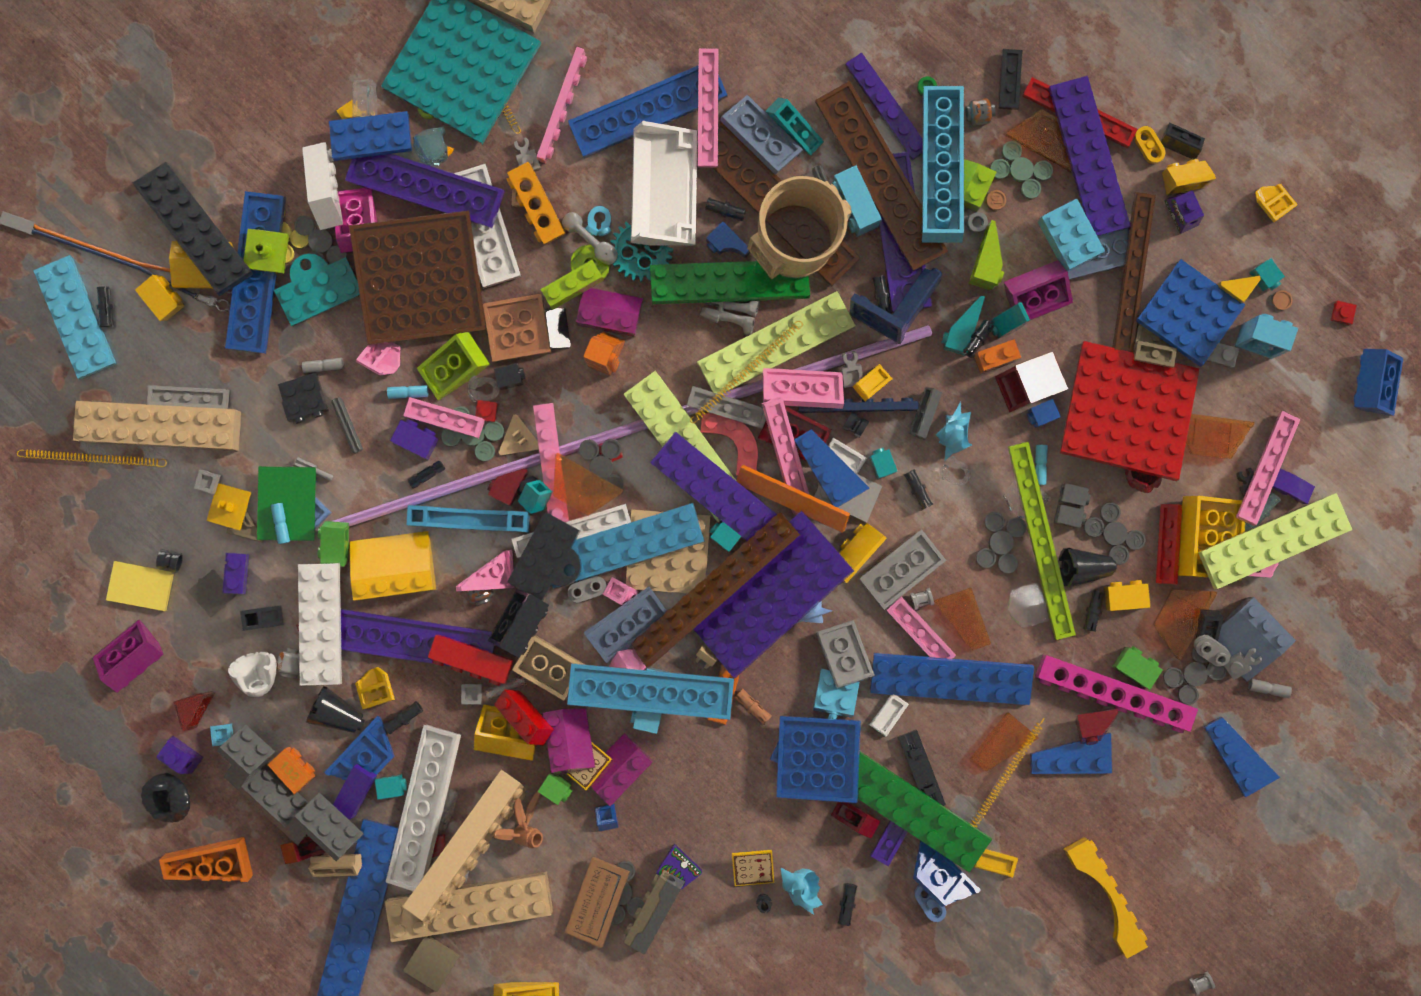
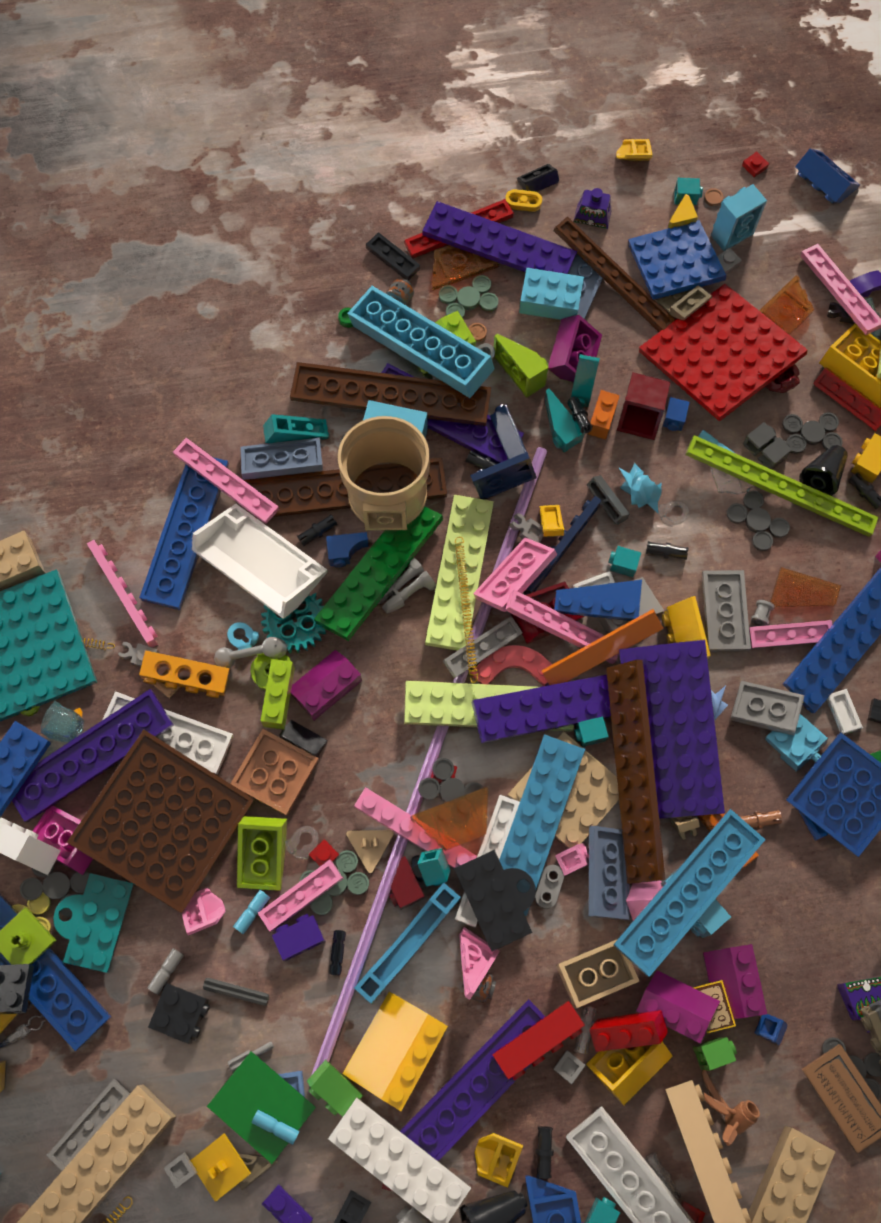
camera: 55 degrees left, 15 degrees down
(509, 376) = (311, 809): black brick -> none
(518, 623) = (537, 968): black brick -> none
(603, 353) = (360, 712): orange wedge -> none
(859, 427) = (576, 559): black wheel -> none
(885, 105) = (337, 355): dark purple plate -> none
(1027, 606) = (826, 536): clear slope -> none
(1187, 177) = (569, 190): yellow slope -> none

